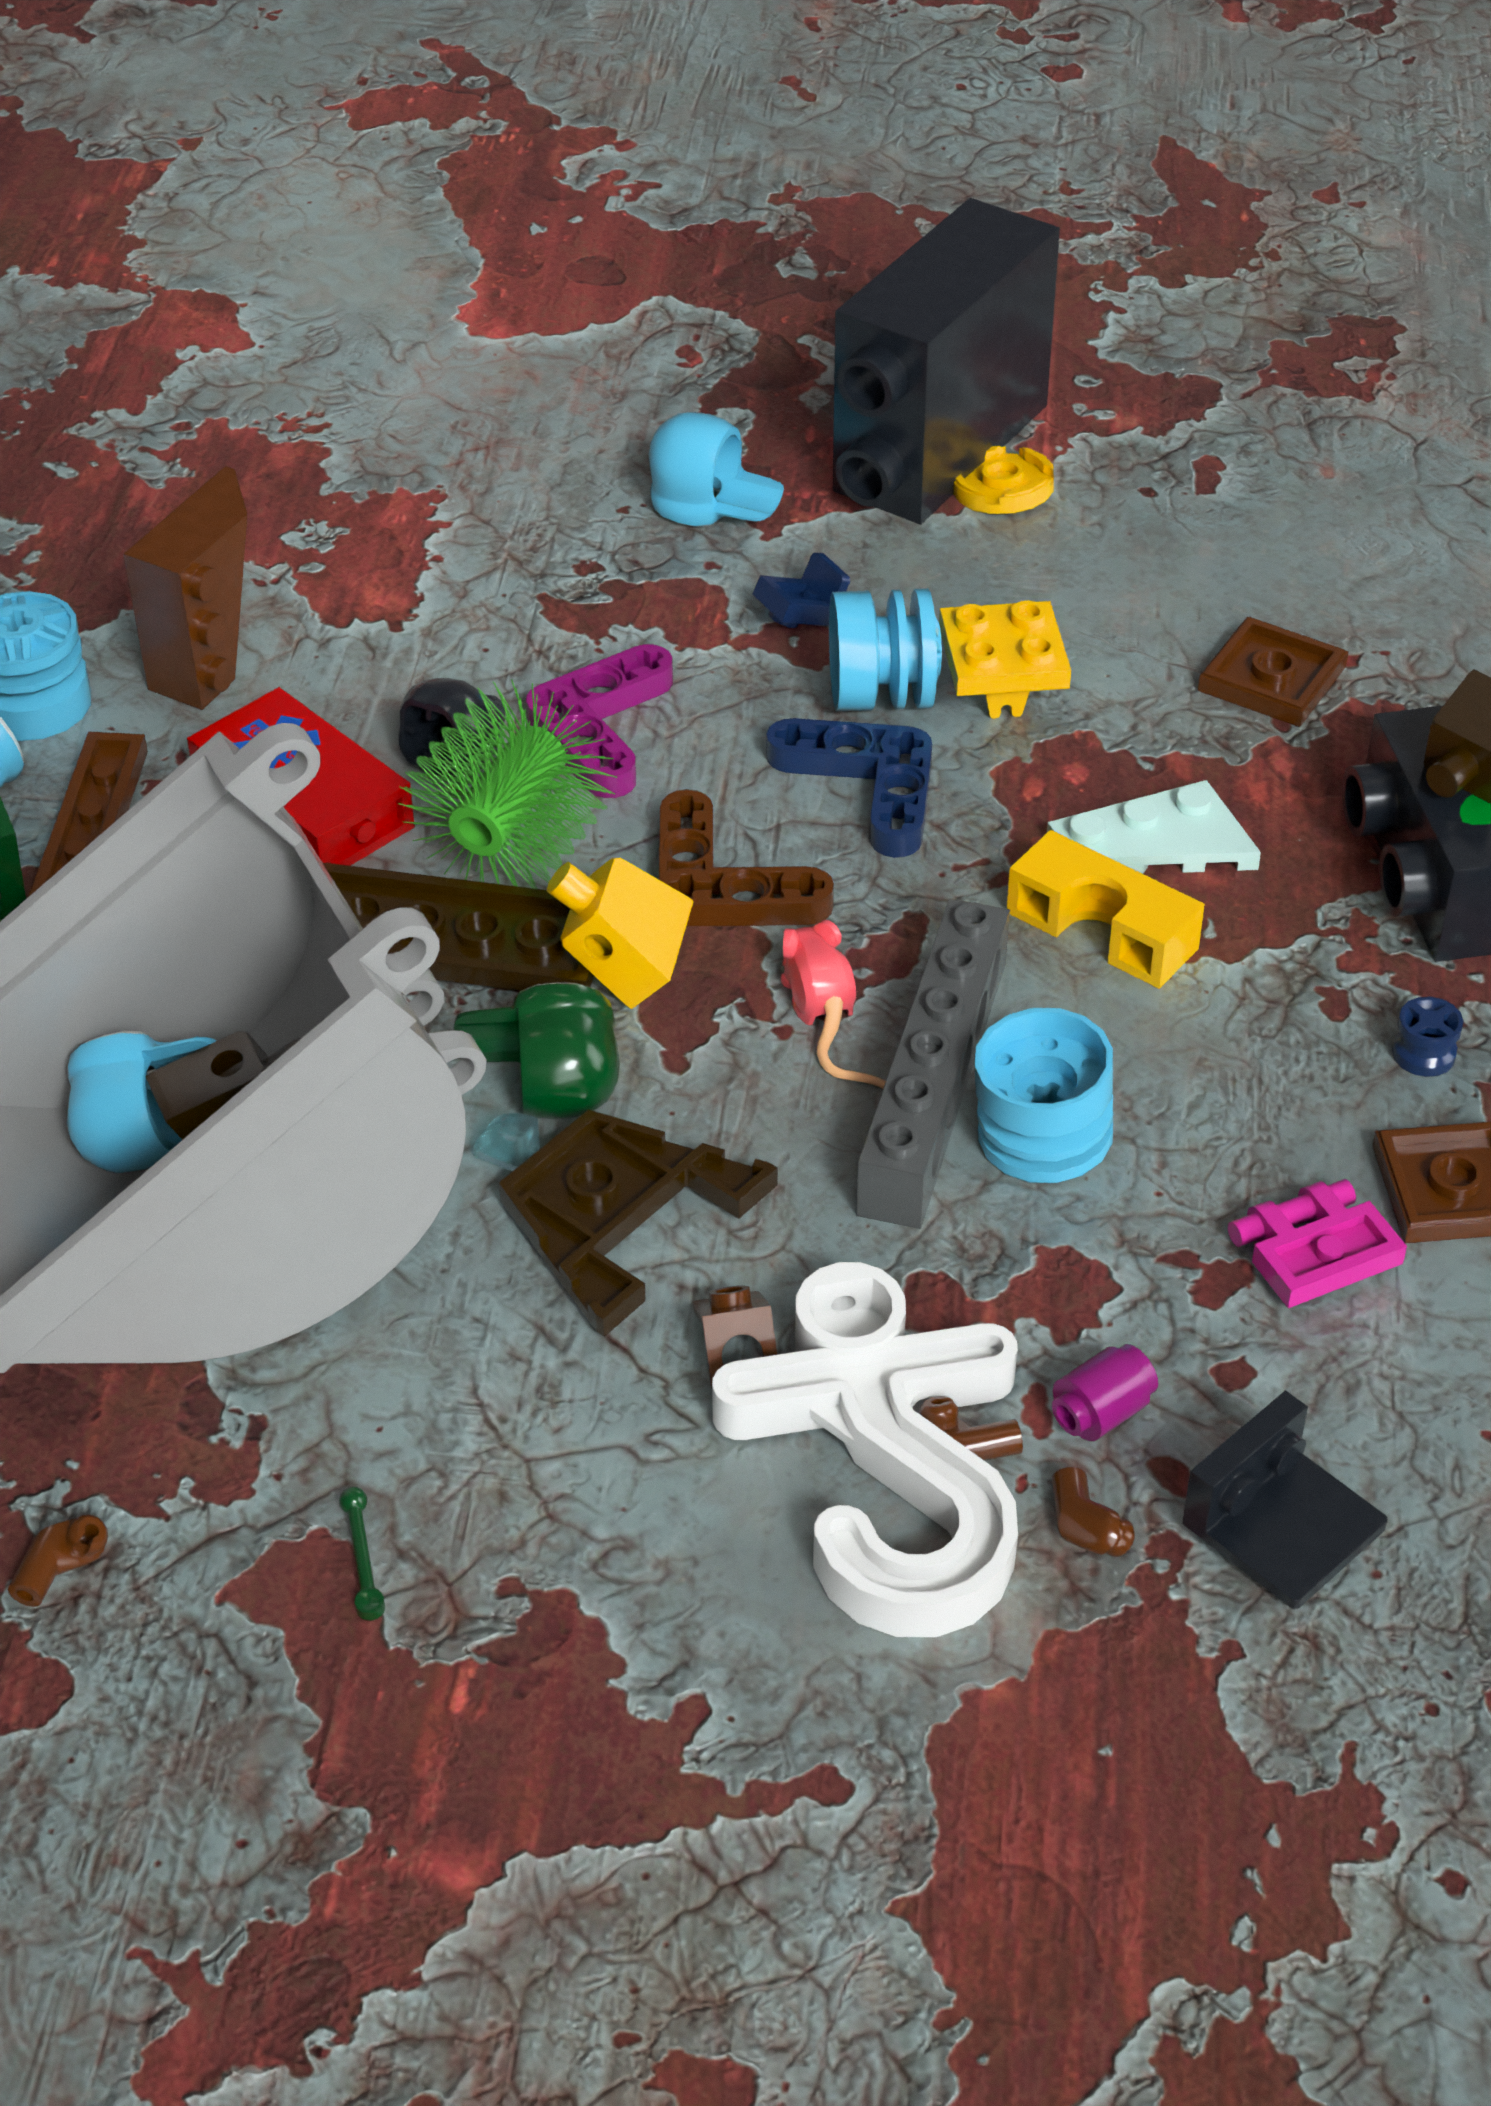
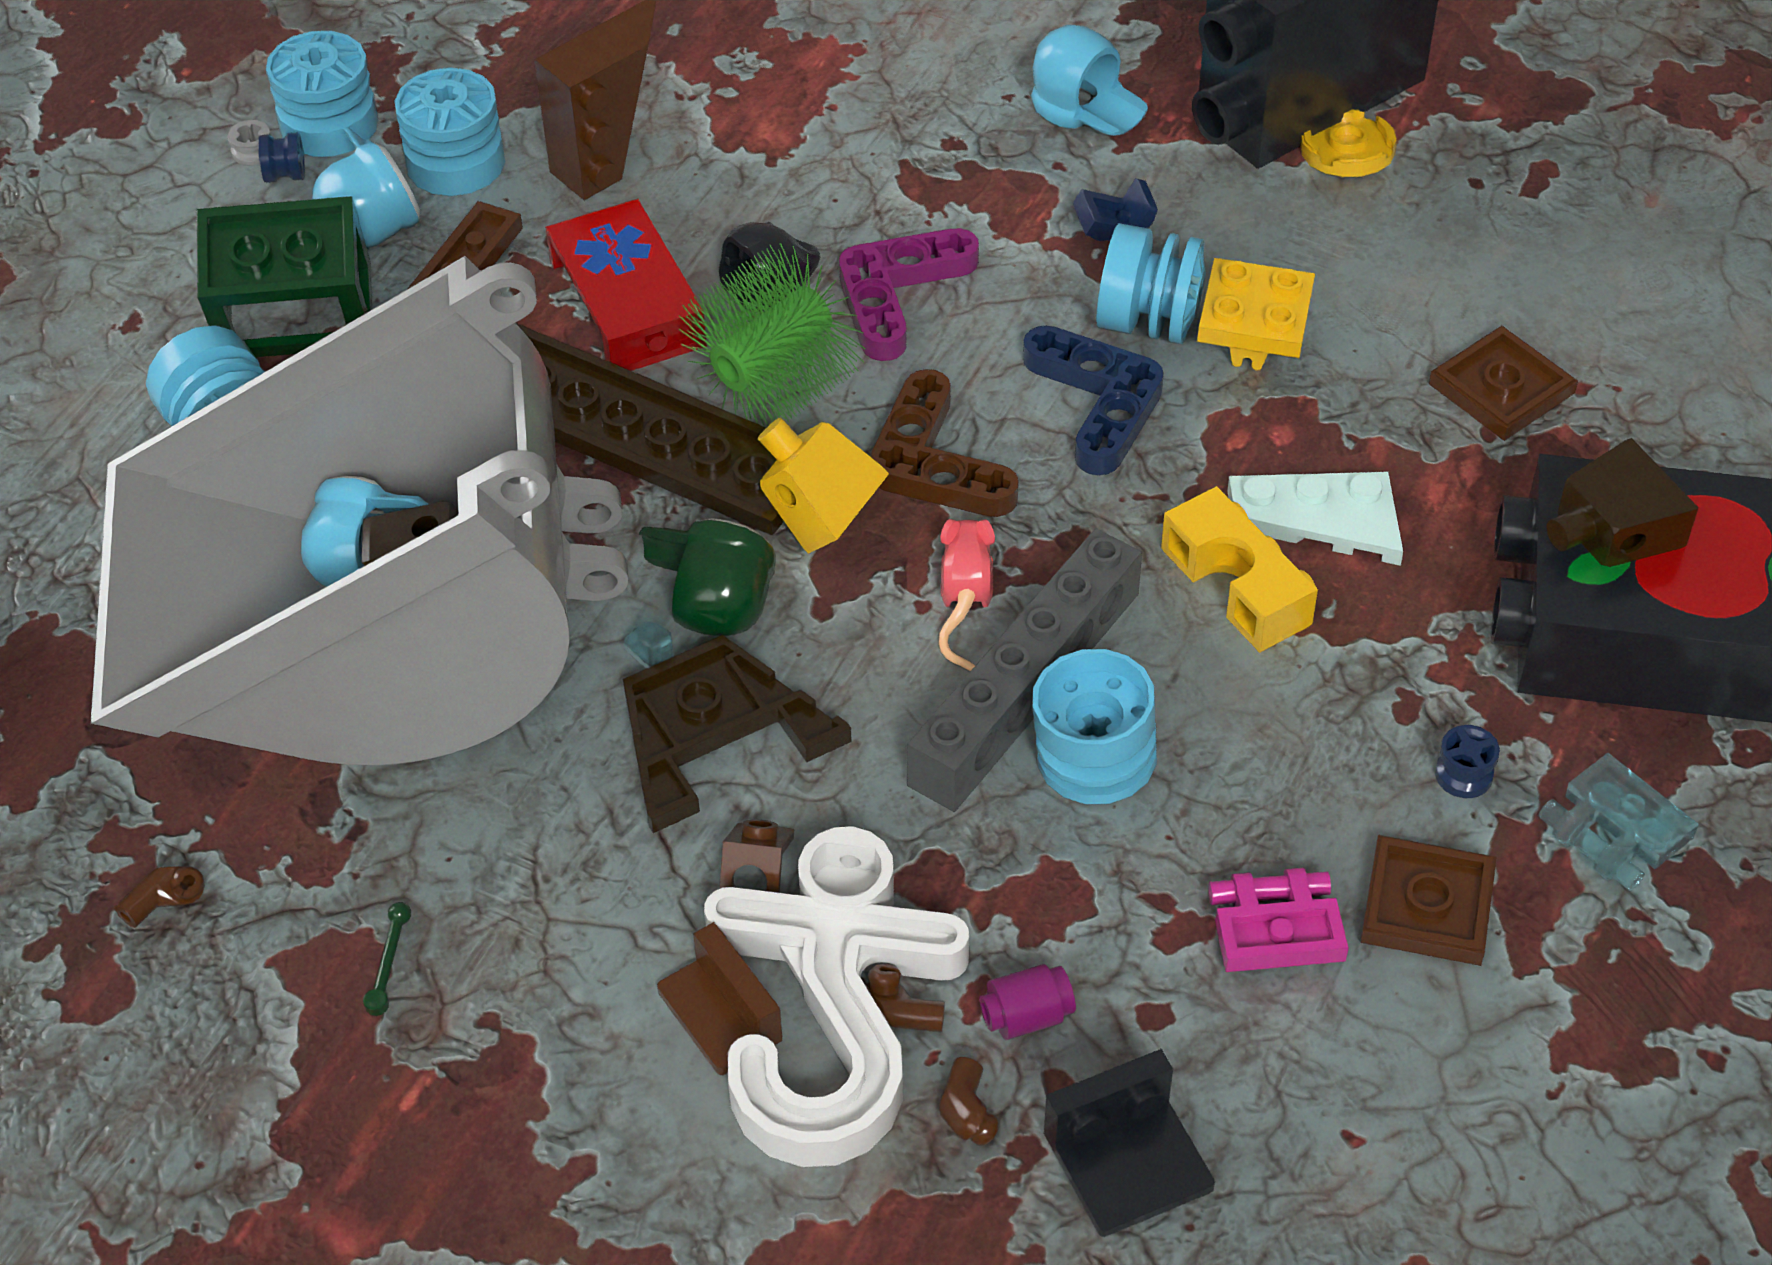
camera: 20 degrees right, 5 degrees up
(769, 1485) = (719, 999): none -> reddish brown panel

